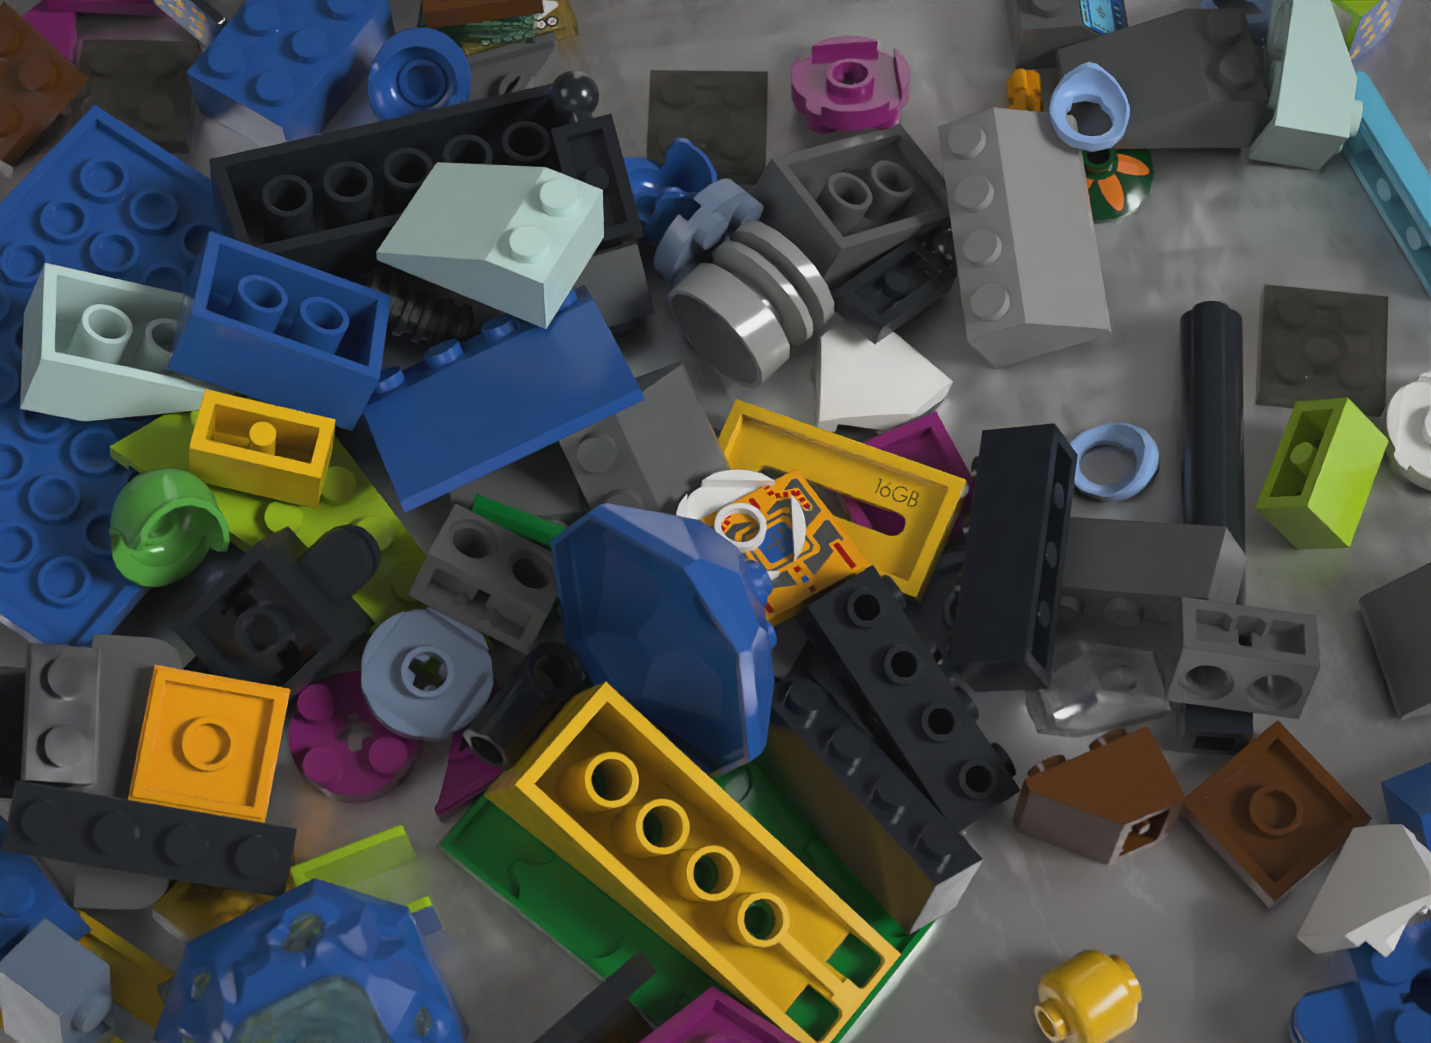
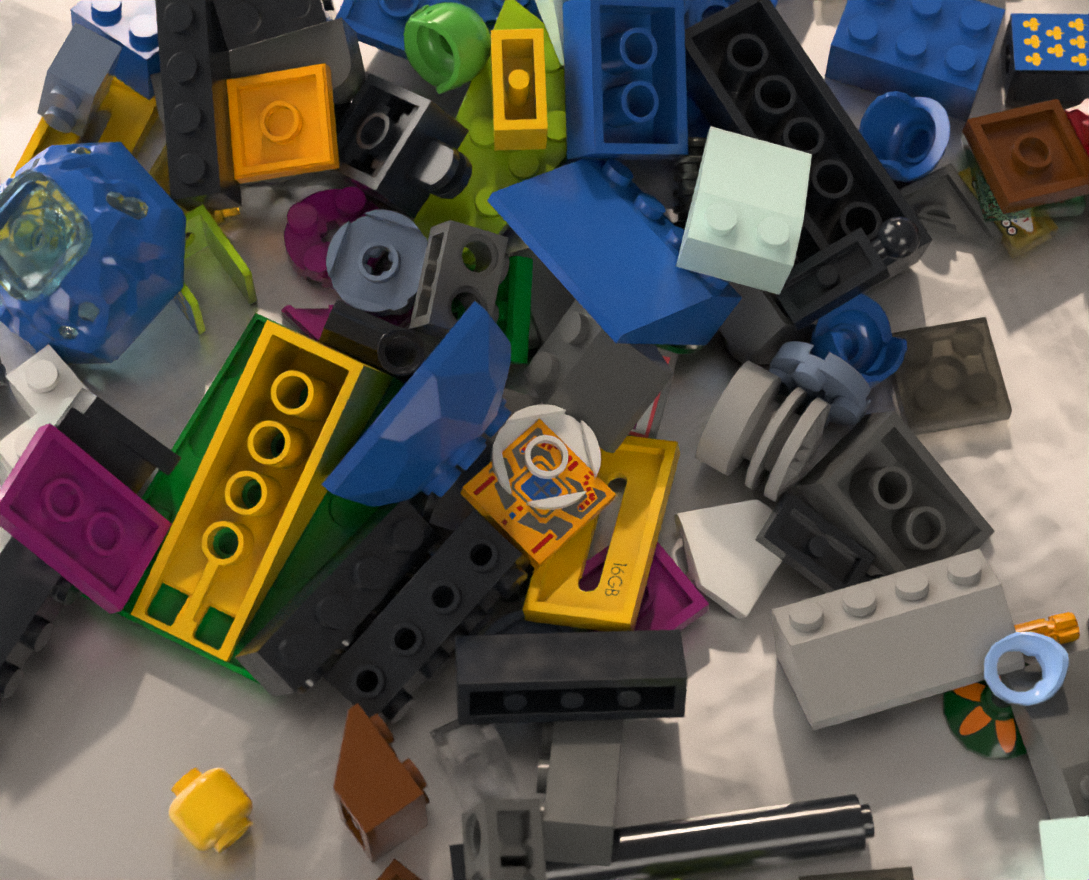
camera: 75 degrees right, 0 degrees up
(873, 100) = (996, 495): magenta plate -> none
(1129, 439) = (708, 789): light blue piece -> none

